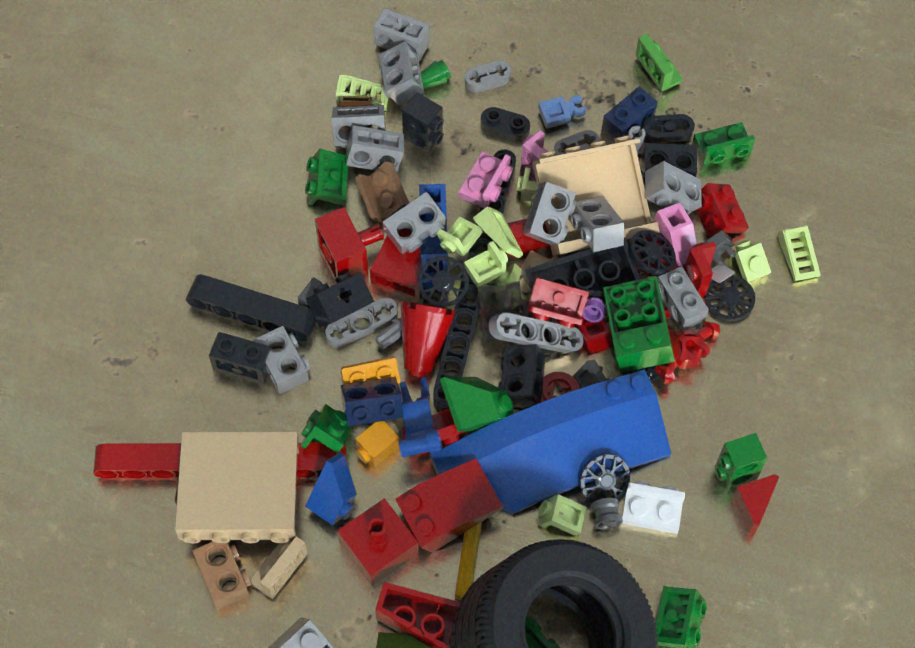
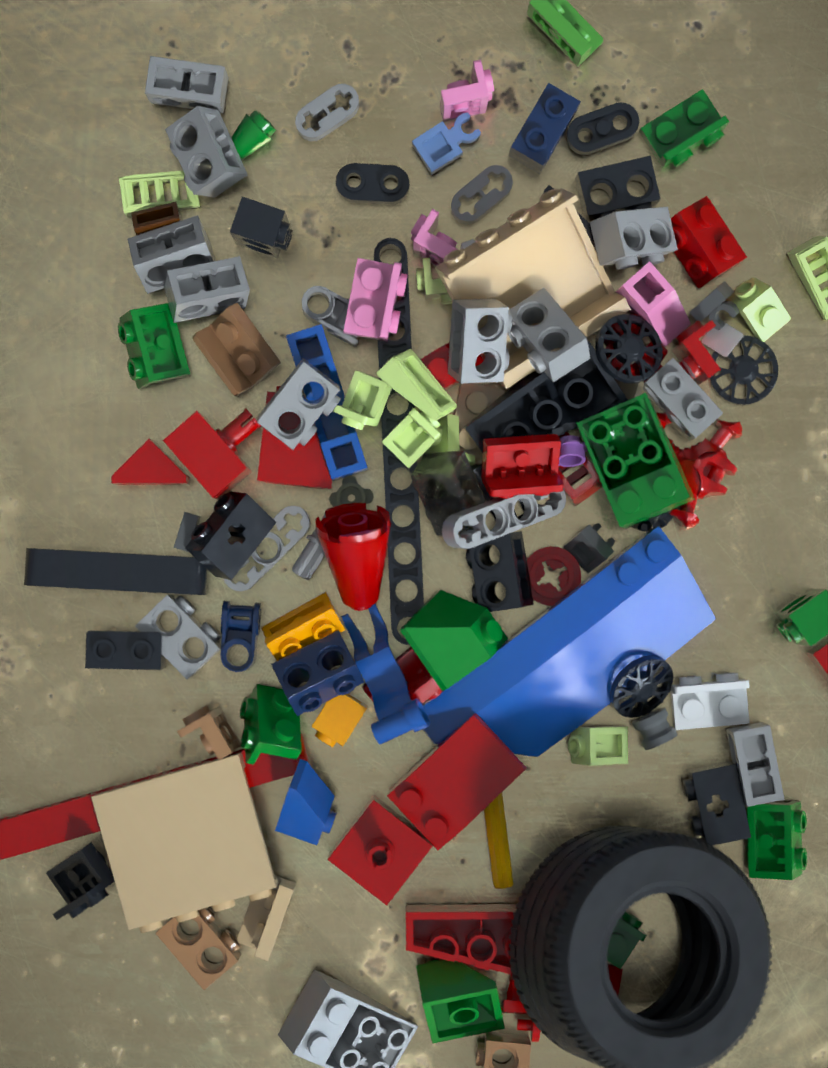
camera: 25 degrees left, 25 degrees up
(151, 499) = (81, 880): none -> black bracket
(277, 415) = (217, 734): none -> medium nougat bracket
(298, 250) = (150, 467): none -> red slope
(326, 368) = (239, 632): none -> dark blue piece
(443, 281) = (361, 476): black wheel -> none
(452, 189) = (334, 317): none -> light grey piece
(583, 81) = (467, 98): none -> bright pink bracket
(634, 134) = (553, 170): light grey pin -> none
(647, 564) = (731, 819): none -> black brick
(676, 554) = (756, 763): none -> light grey brick

